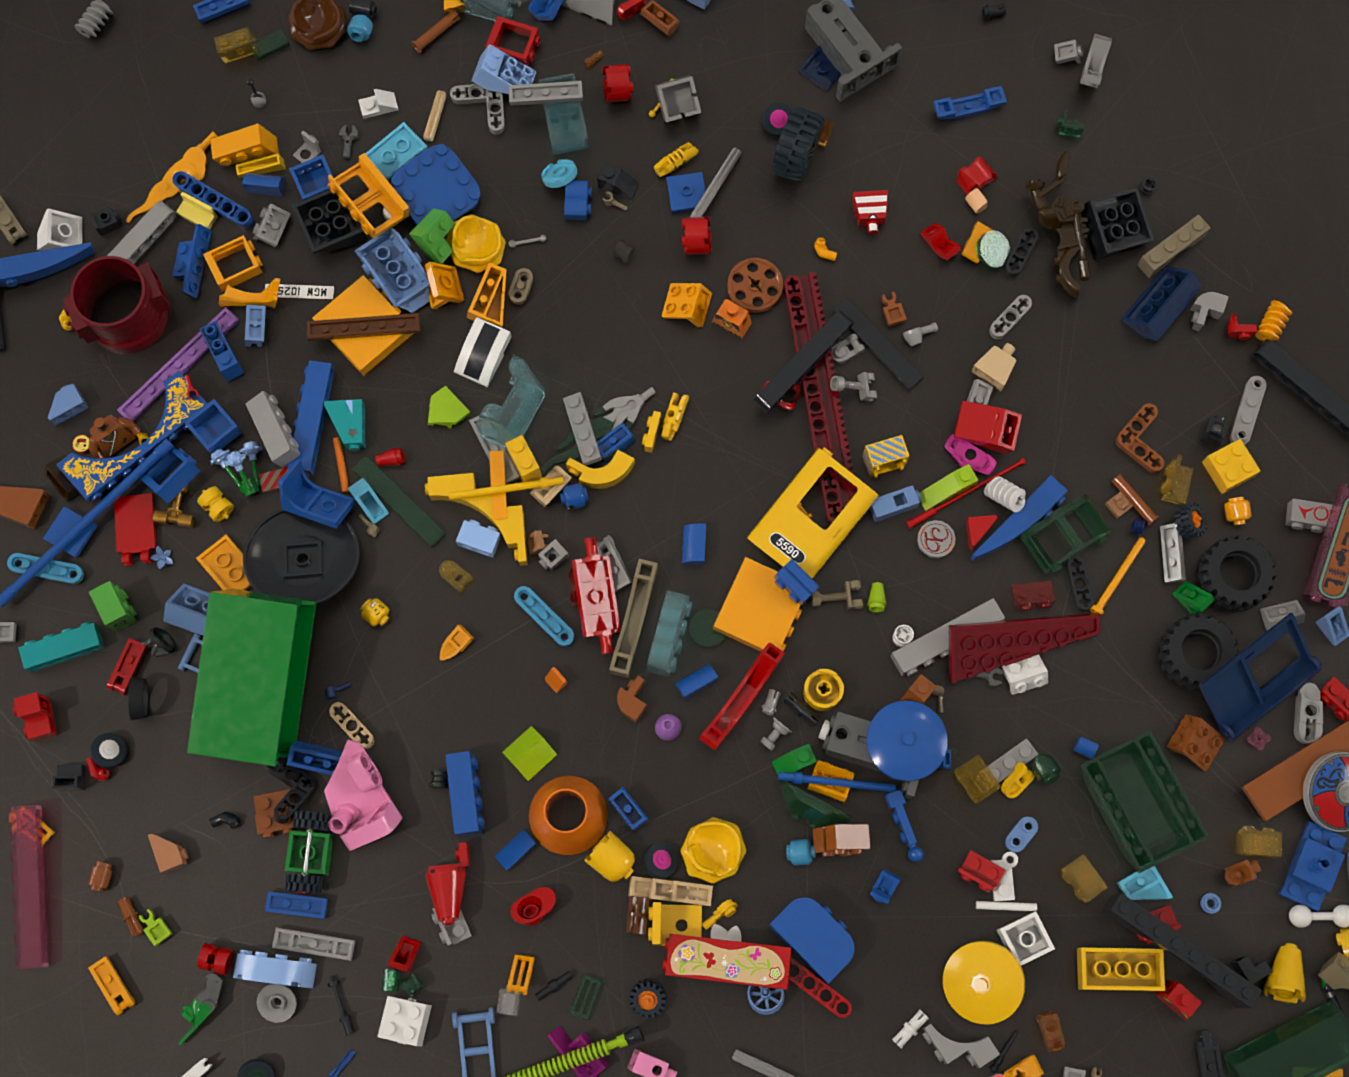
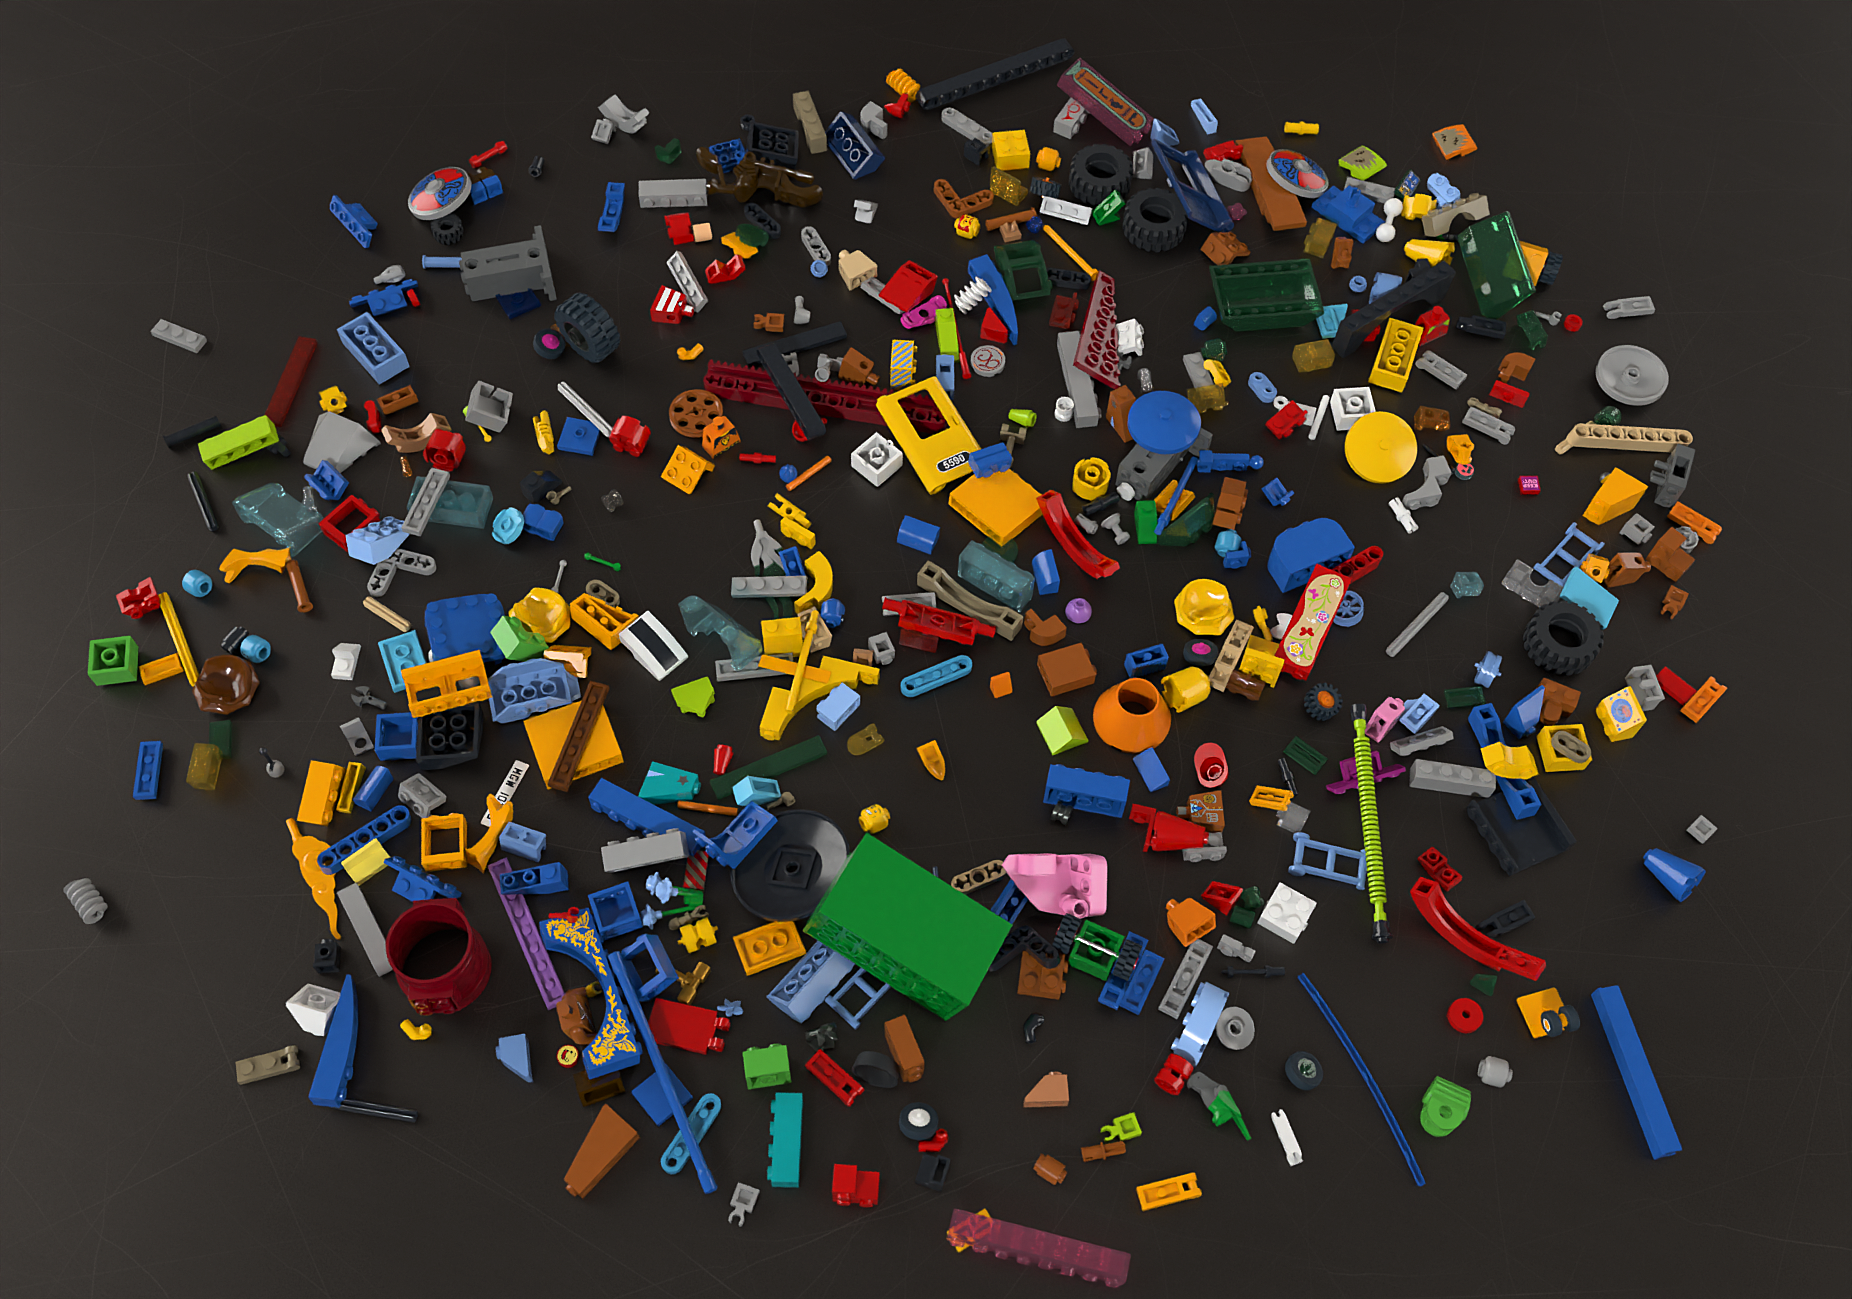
camera: 75 degrees left, 15 degrees down
(163, 715) = (904, 1048): none -> dark orange brick
(231, 489) = (675, 923): none -> dark tan piece
(275, 882) = (1115, 986): none -> blue slope
(355, 978) = (1234, 948): none -> light grey plate
(366, 929) = (1189, 920): none -> orange torso
(485, 913) = (1204, 810): none -> dark orange torso
(557, 285) = (616, 566): none -> green hinge
(594, 736) = (1066, 669): none -> dark orange brick
(624, 52) = (415, 438): none -> medium nougat arch
(719, 397) = (788, 473): none -> blue plate
(726, 362) = (757, 458): none -> red bar
(728, 416) = (804, 476): none -> orange bar
(762, 473) = (877, 459): none -> white brick
(784, 866) = (1237, 558): none -> blue bracket
(864, 409) = (857, 369): none -> dark orange torso
(909, 212) = (687, 281): none -> light grey plate
(977, 707) = (1144, 376): none -> clear pin
(982, 330) = (819, 268): none -> medium blue plate
(1015, 151) = (673, 193): none -> light grey brick
(1081, 346) = (865, 210): none -> light grey slope
(1094, 183) = (728, 154): none -> blue tile
(1103, 458) = (967, 226): none -> yellow head
(1127, 1027) = (1441, 369): none -> light grey plate
(1207, 934) = (1384, 284): none -> medium blue brick

